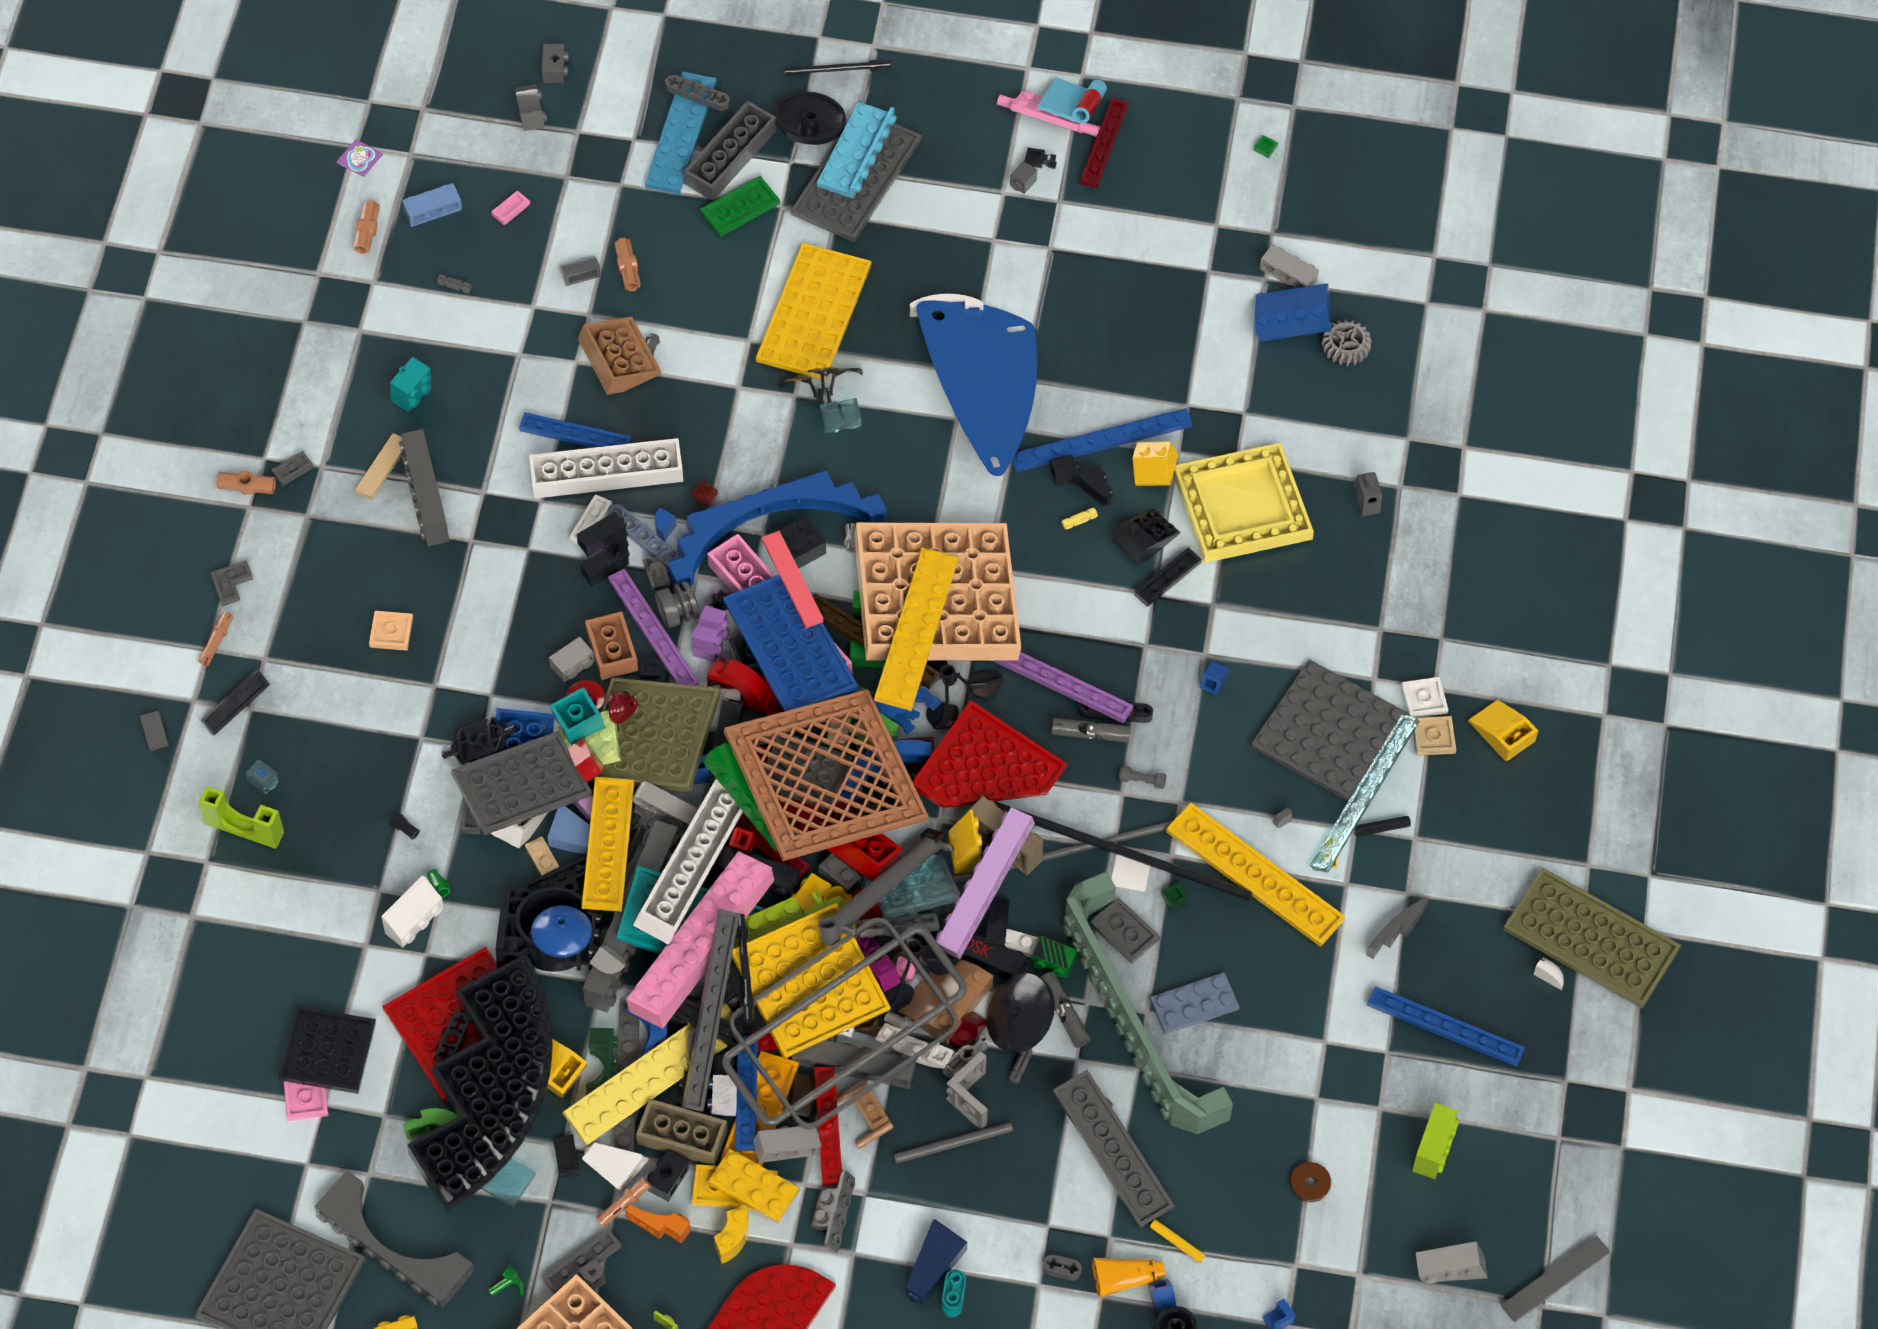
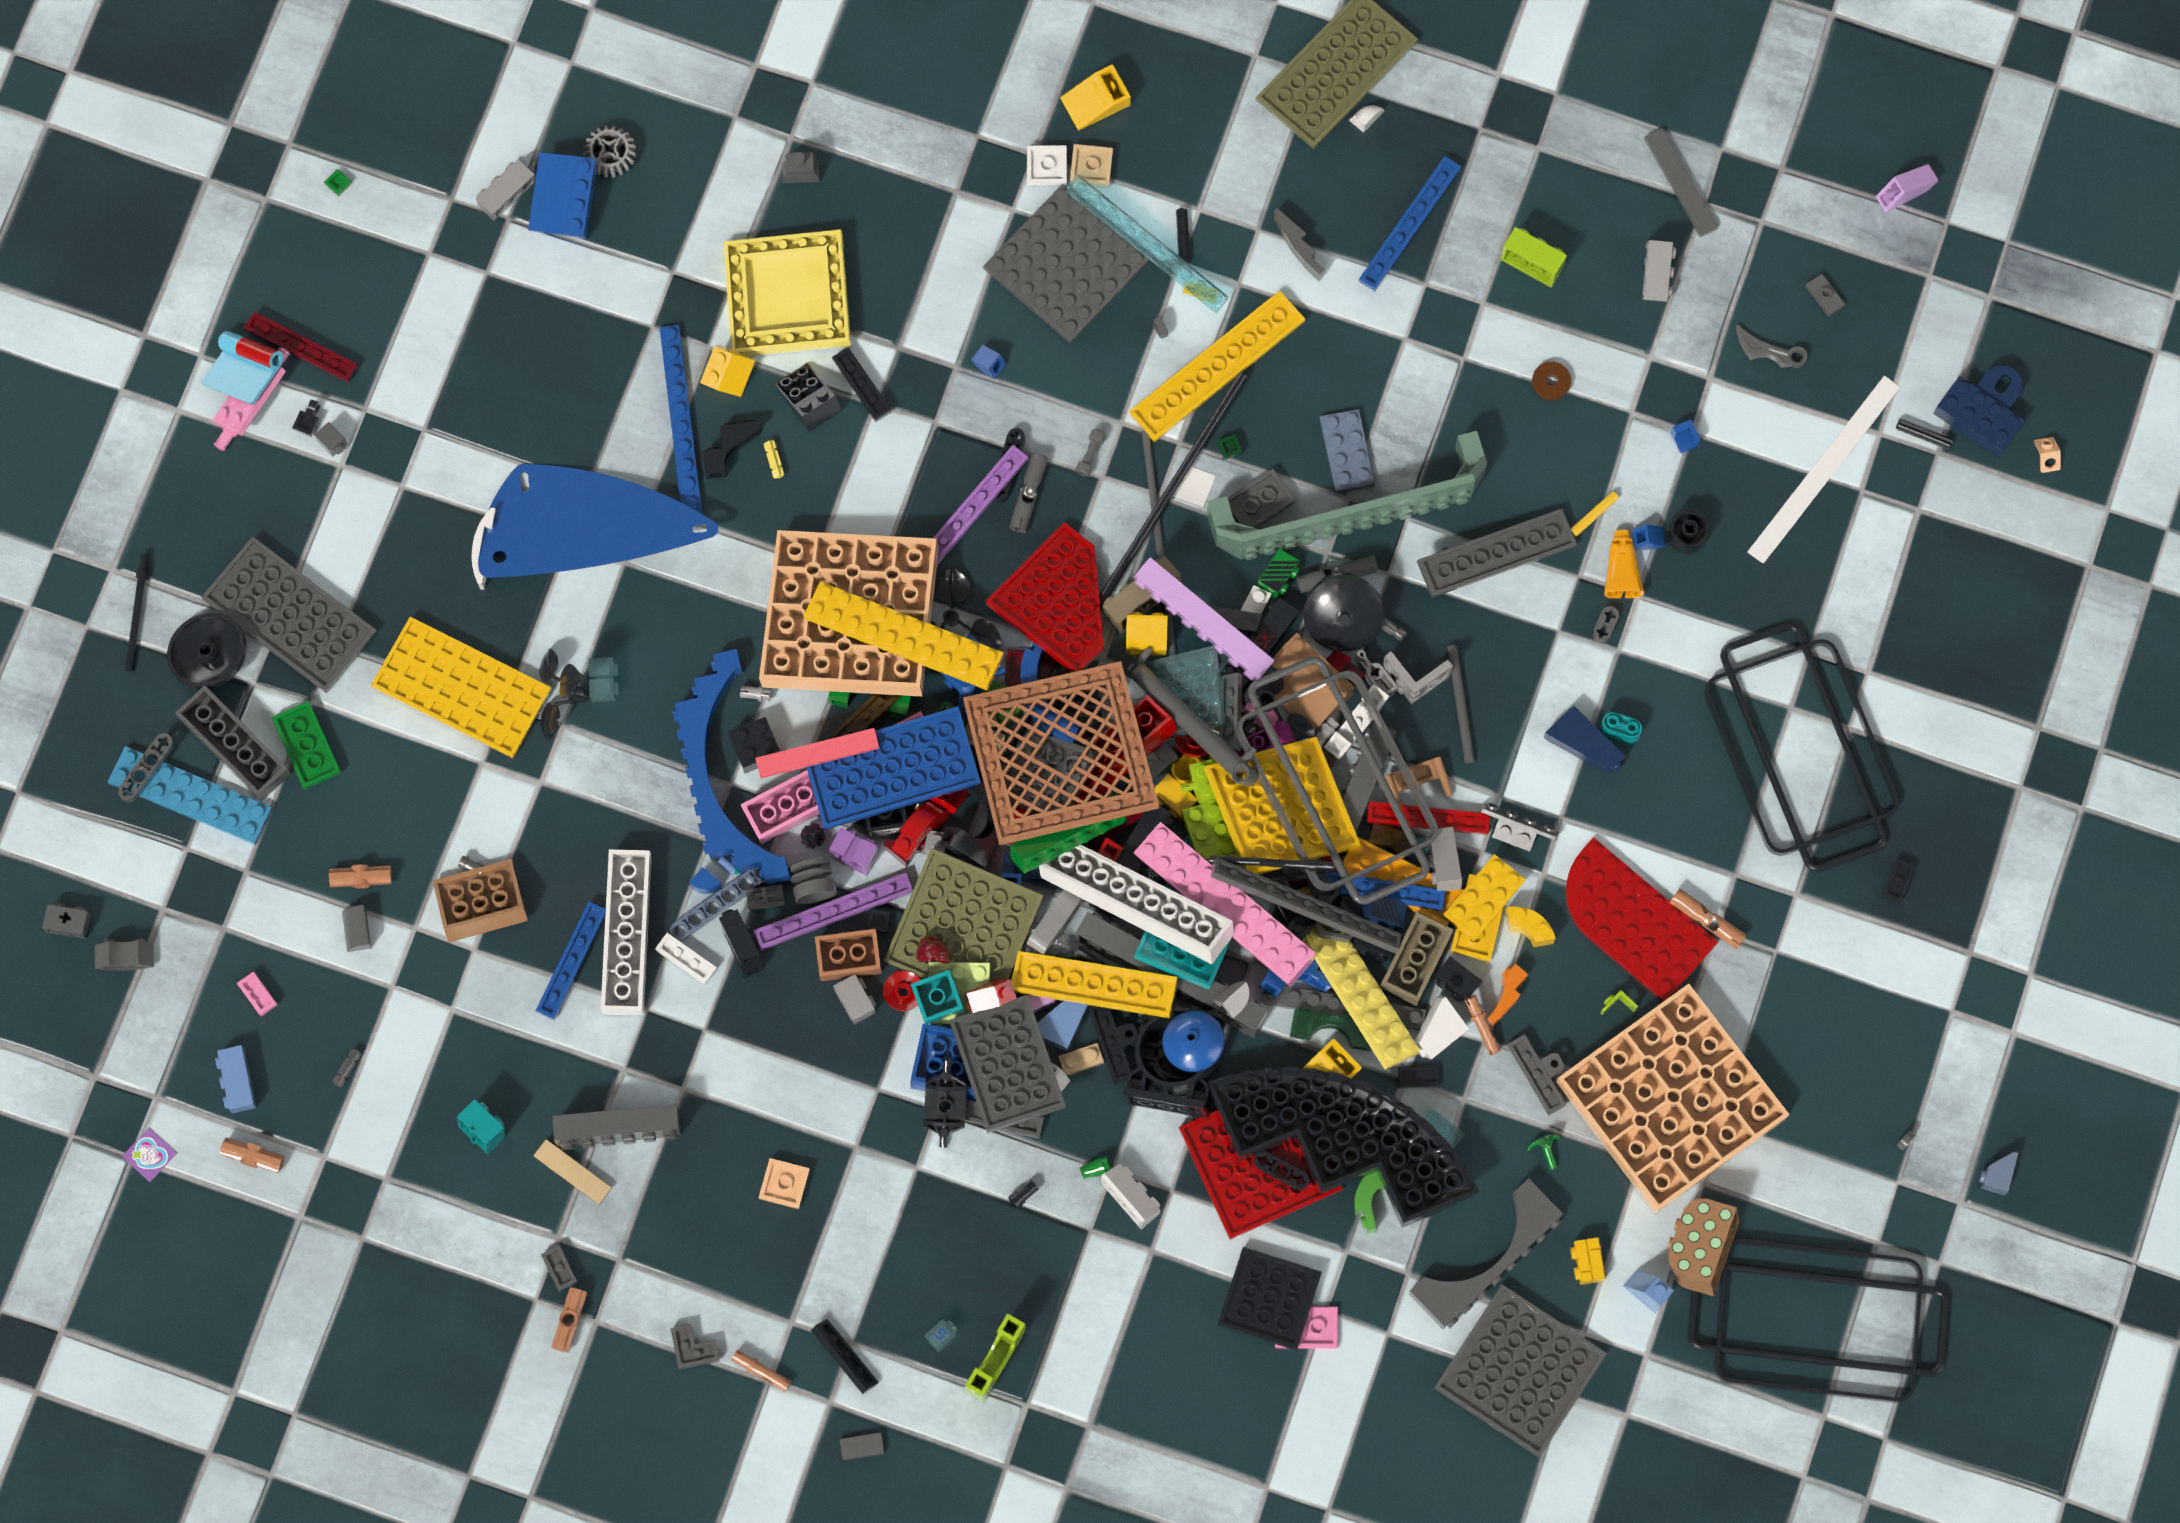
camera: 80 degrees left, 15 degrees up
(704, 493) = (673, 835): clear red plate -> none
(856, 150) = (261, 607): medium azure bracket -> none

